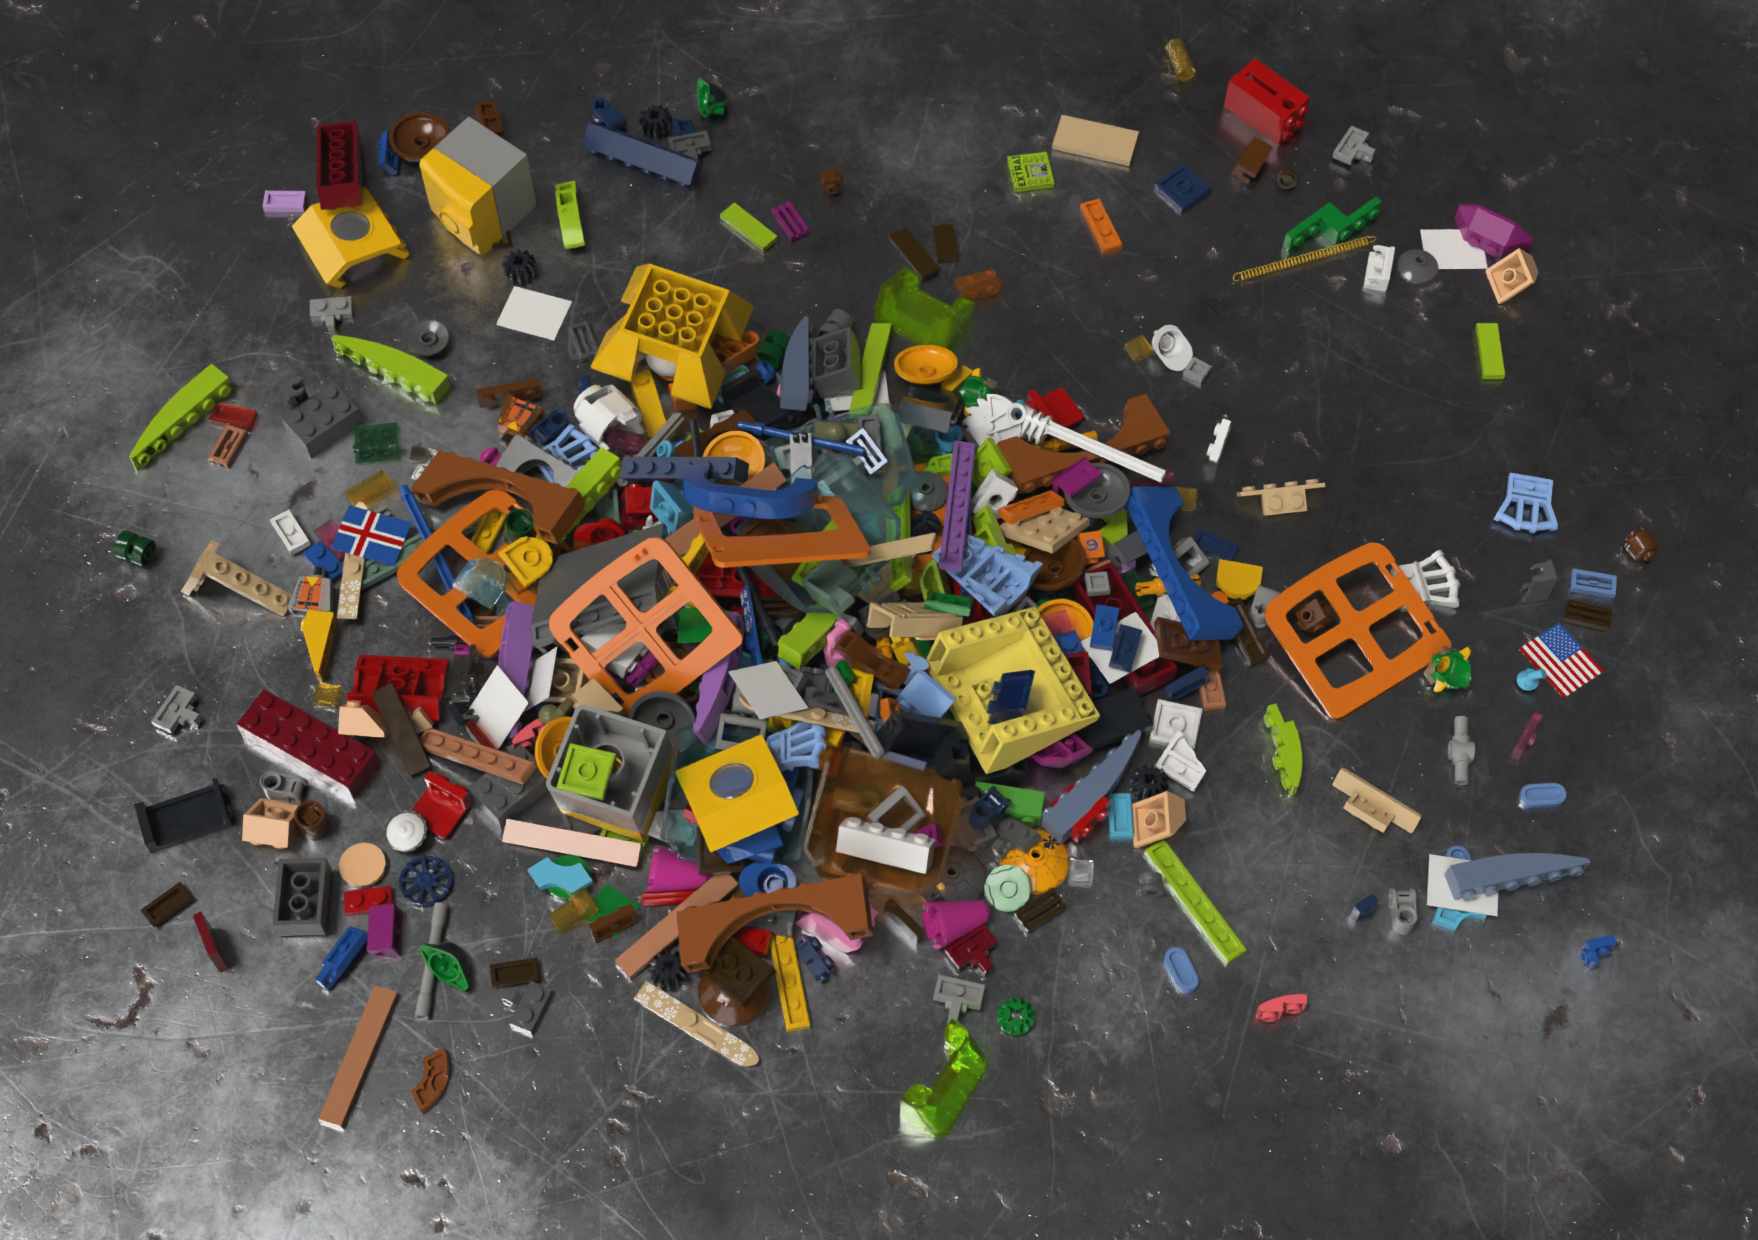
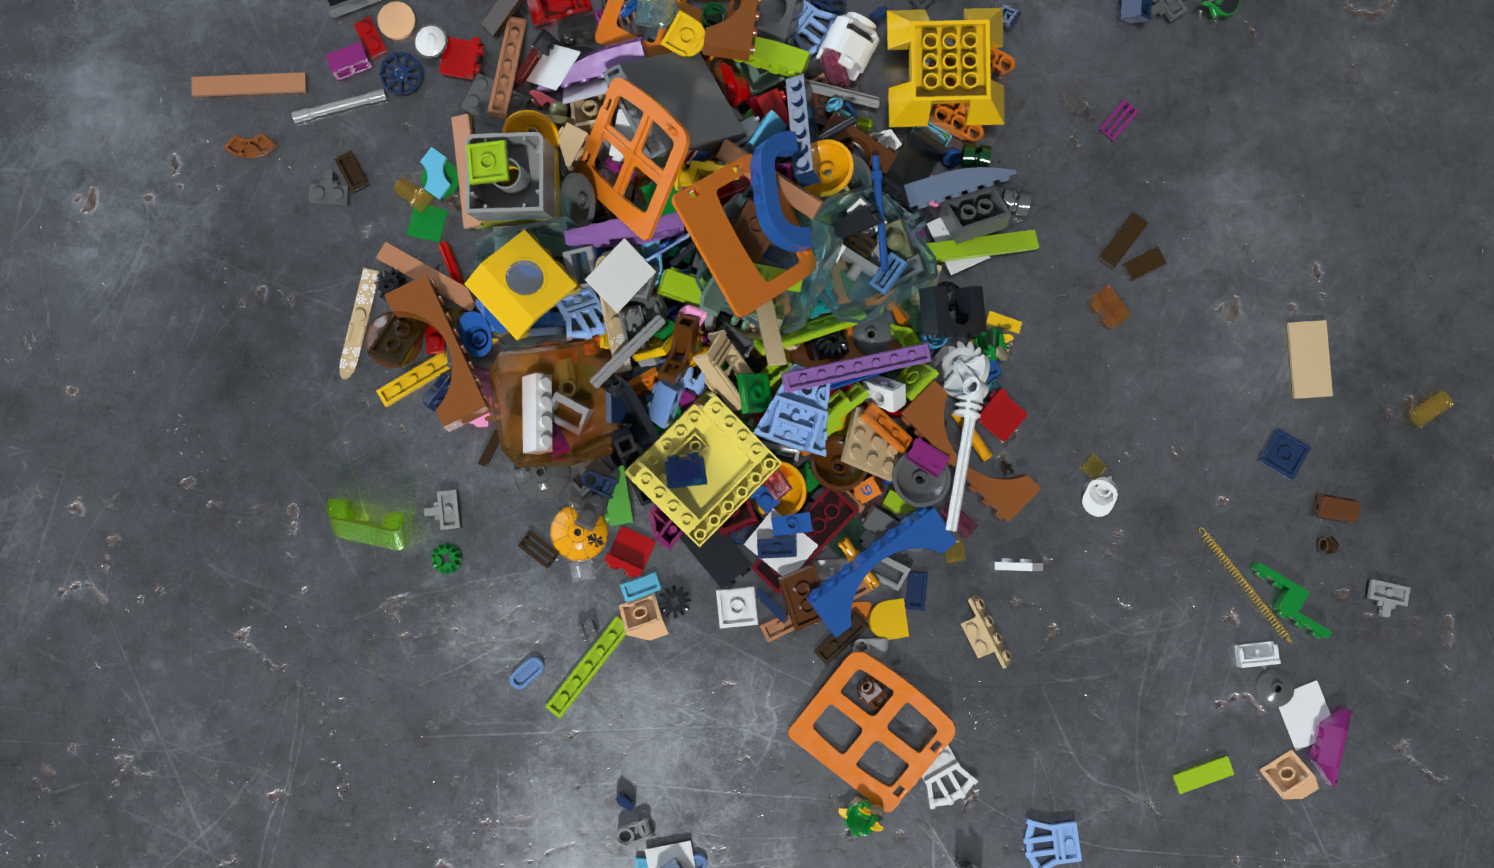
camera: 70 degrees right, 25 degrees up
(341, 956) = (318, 37): blue hinge -> none
(421, 720) = (526, 11): tan tile -> none
(447, 963) = (339, 119): green hat -> none
(613, 923) = (407, 222): reddish brown plate -> none
(647, 402) = (883, 72): yellow slope -> none
(671, 873) = (461, 254): dark pink cone -> none
(749, 227) = (1099, 86): lime tile -> none
(831, 181) = (1175, 139): reddish brown bracket -> none
(919, 314) = (1060, 267): clear neon green windscreen -> none
(925, 364) = (1010, 286): light orange dish -> none
(952, 919) = (503, 487): dark pink cone -> none
(973, 949) = (487, 509): dark red hinge -> none
(1007, 888) = (545, 519): tile -> none
(1030, 172) = (1251, 312): lime tile -> none
(1088, 790) = (646, 558): sand blue slope -> none
(1097, 584) = (832, 506): light grey tile -> none
(1101, 226) = (1215, 394): orange tile -> none
(1181, 763) = (701, 622): white wing -> none
(1197, 370) = (1089, 524): light grey tile -> none
(1267, 102) = (1406, 503): red brick -> none
(1273, 1009) = (516, 753): coral slope -> none
(1288, 748) = (736, 706): lime slope -> none
(1373, 804) = (716, 784): tan bracket -> none
(1461, 750) = (792, 844): light grey pin -> none

